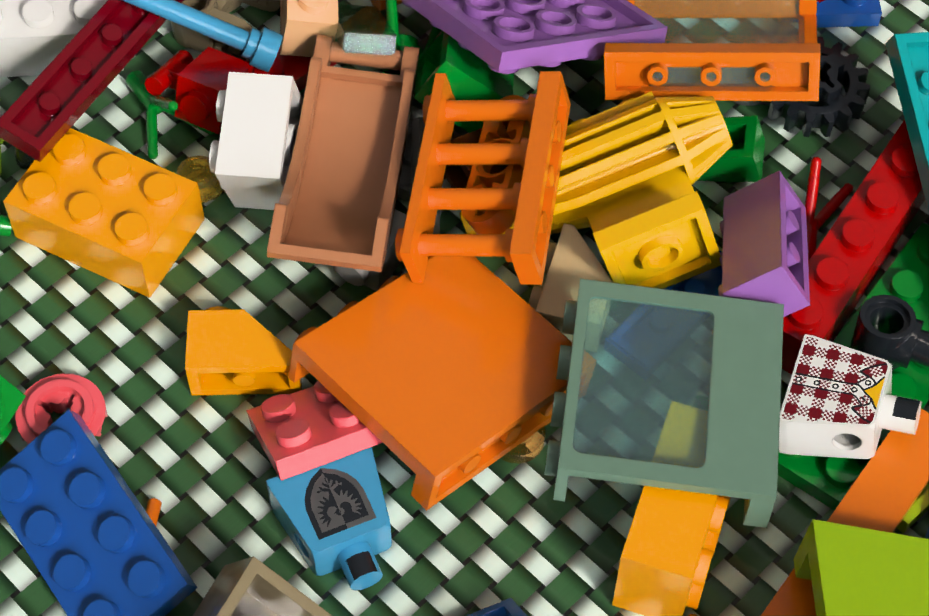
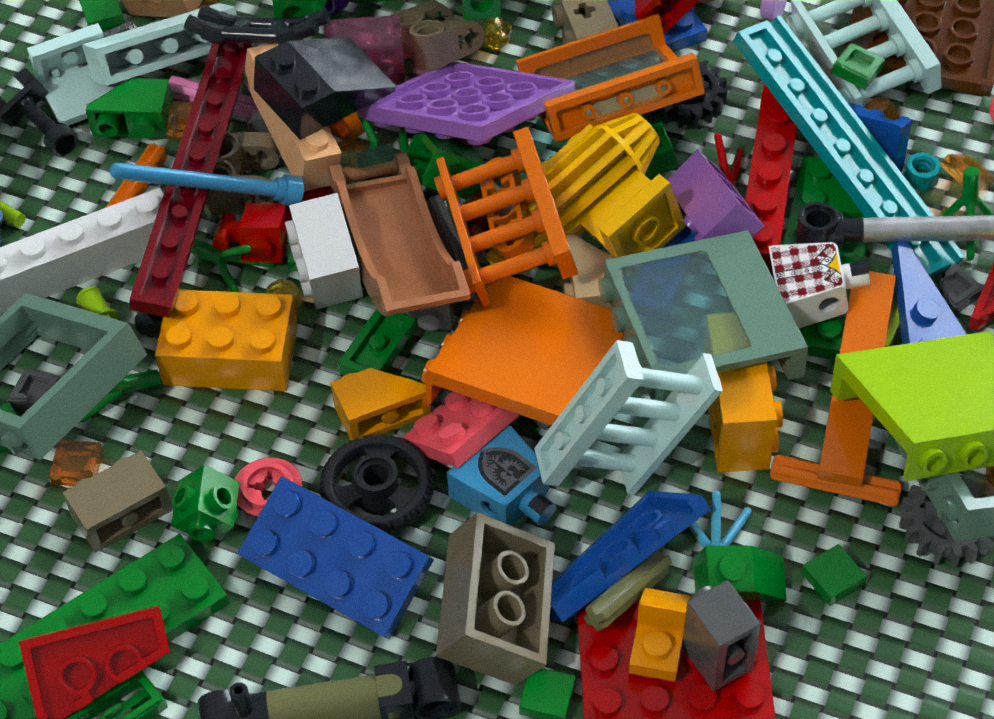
camera: 20 degrees left, 5 degrees down
(195, 480) = (379, 468): none -> black wheel
(272, 286) = (378, 343): none -> green plate
(475, 468) = (608, 394): none -> light aqua fence

